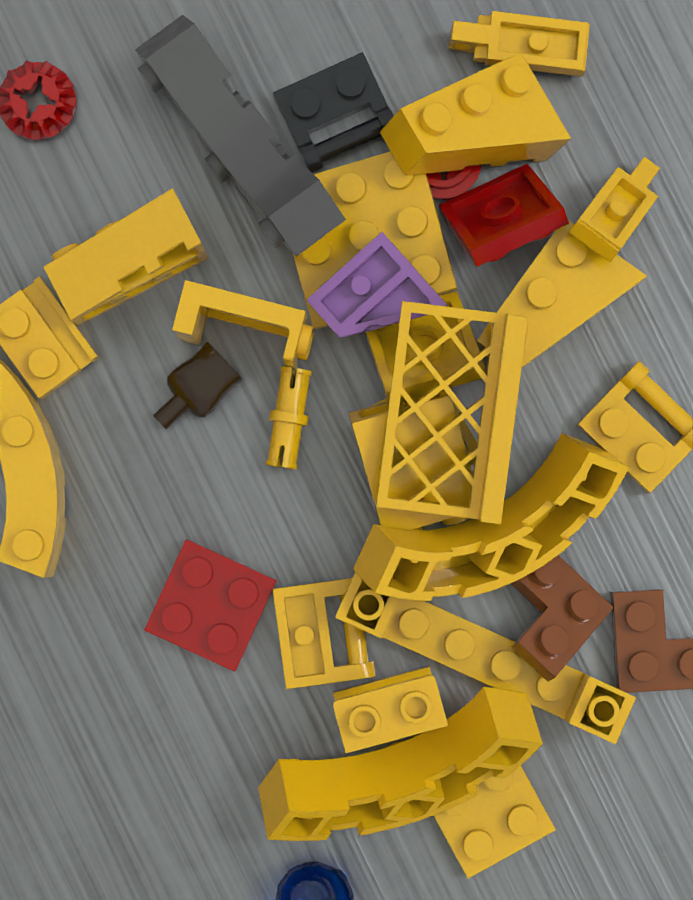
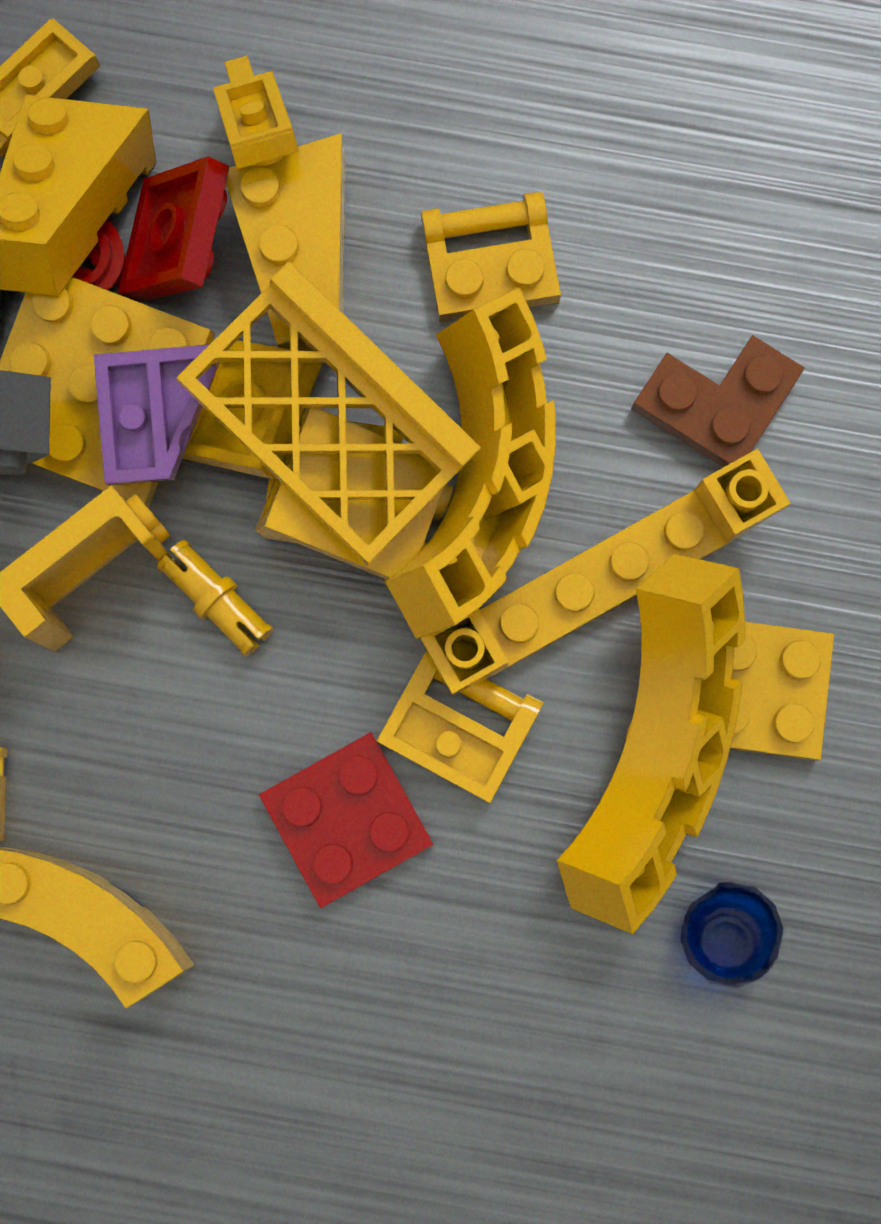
camera: 55 degrees left, 5 degrees down
(198, 386) = (112, 665): dark brown piece -> none
(388, 709) = (589, 704): yellow panel -> none
(567, 616) = (626, 465): dark orange plate -> none

